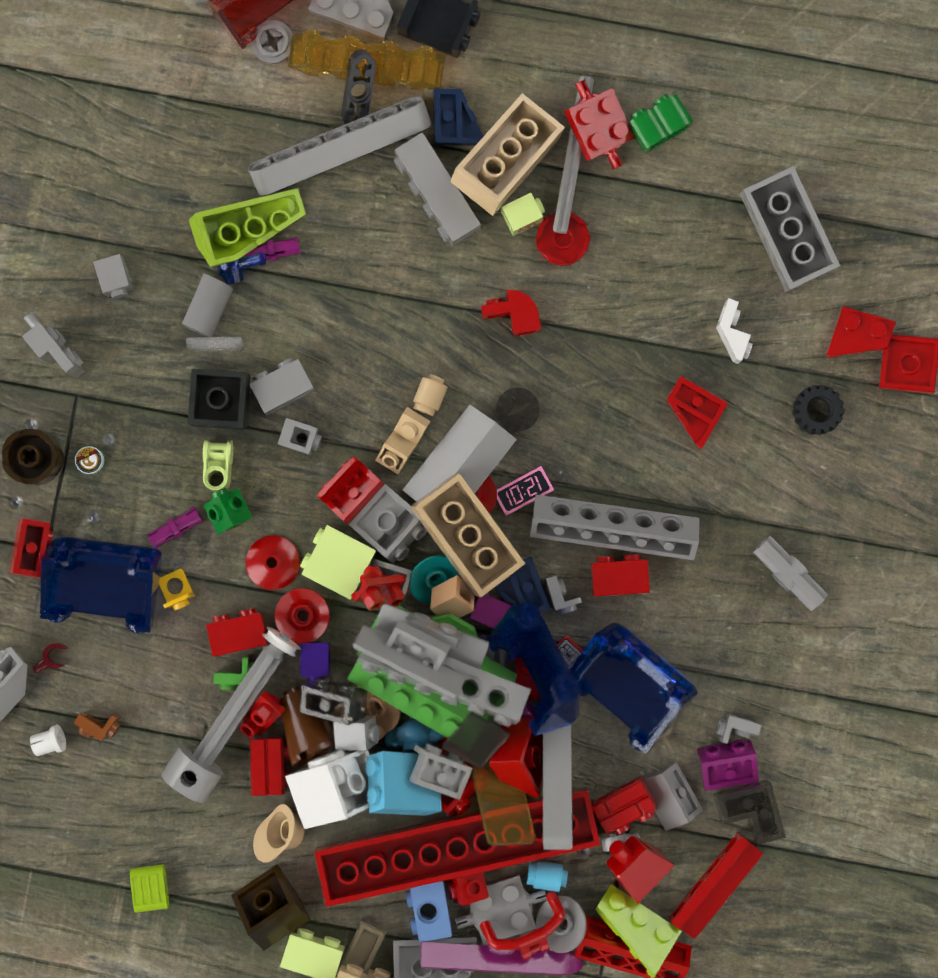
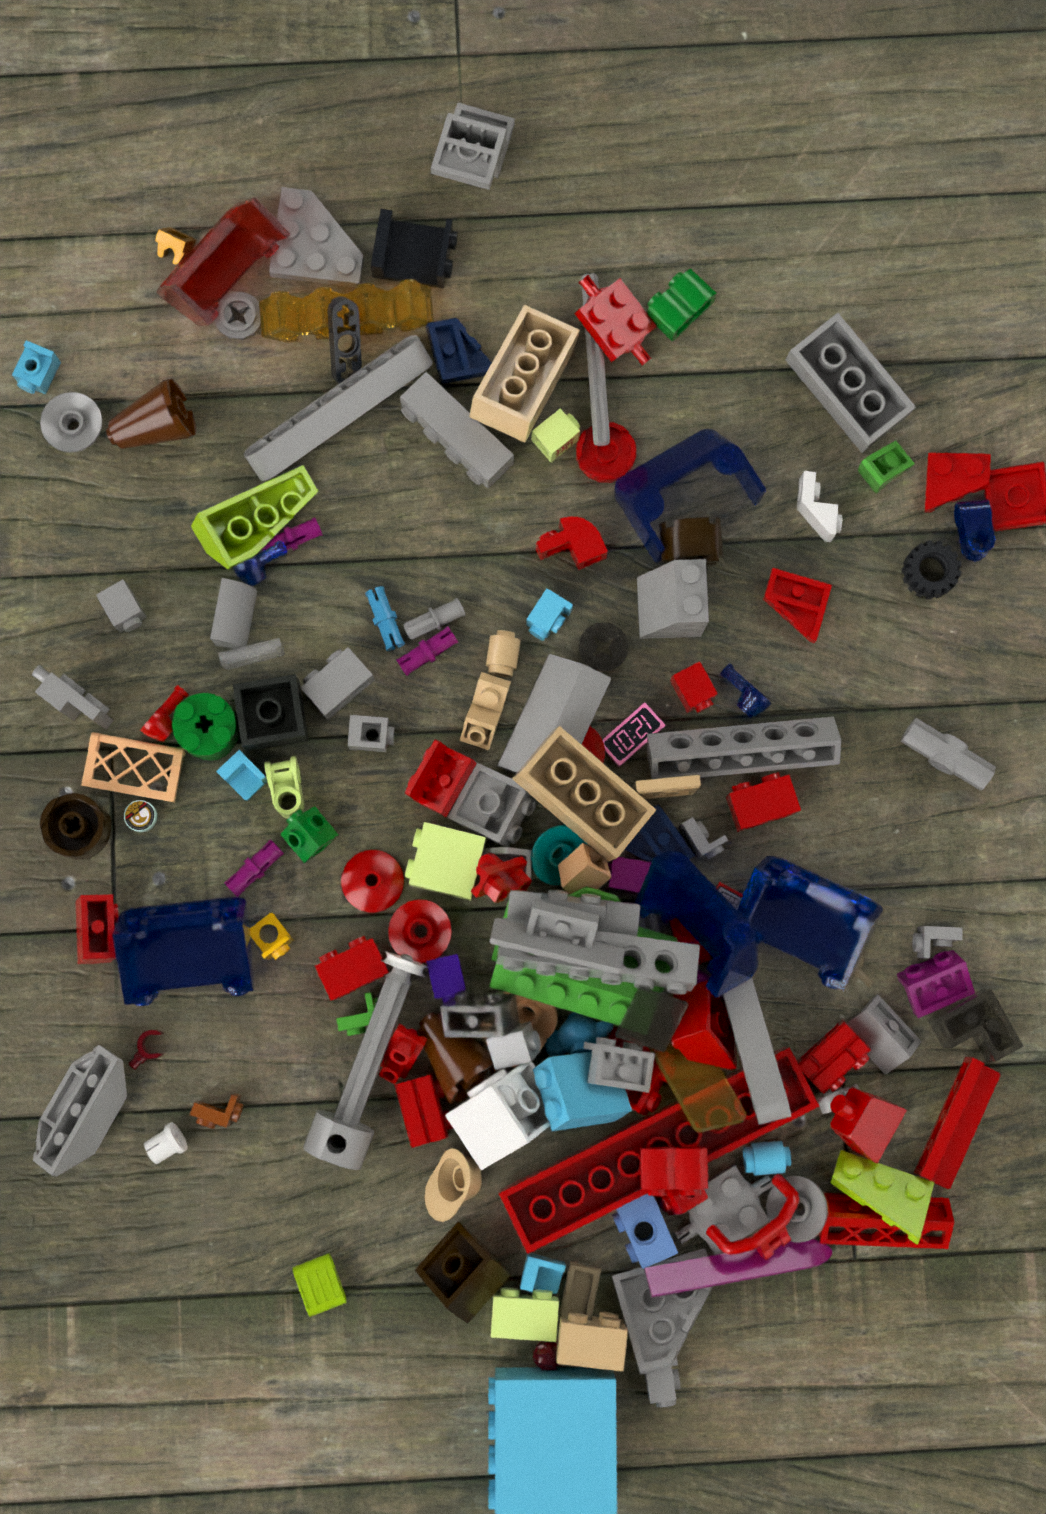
camera: 15 degrees left, 5 degrees down
(73, 427) = (144, 790): none -> light nougat window
(90, 57) = (42, 376): none -> medium azure brick
(100, 92) = (62, 412): none -> light grey dish
(124, 386) = (160, 724): none -> red bar
(151, 386) = (193, 714): none -> green brick
(178, 117) = (153, 418): none -> reddish brown cone
(183, 446) = (242, 775): none -> medium azure panel
(335, 924) = (542, 1273): none -> medium azure panel
(336, 339) = (385, 618): none -> dark azure pin
(365, 377) = (427, 651): none -> magenta pin
(378, 350) = (434, 619): none -> light grey axle
(464, 868) = (674, 1169): none -> red brick
(476, 370) = (548, 615): none -> medium azure brick
(539, 545) = (667, 787): none -> tan tile
(582, 277) = (640, 488): none -> clear blue windscreen
(586, 385) = (673, 600): none -> light grey slope
(586, 464) = (694, 688): none -> red brick
(616, 337) = (692, 540): none -> dark brown brick
(633, 485) = (750, 700): none -> clear blue bar
(802, 309) = (884, 466): none -> bright green slope
(865, 377) = (974, 523): none -> clear blue piece

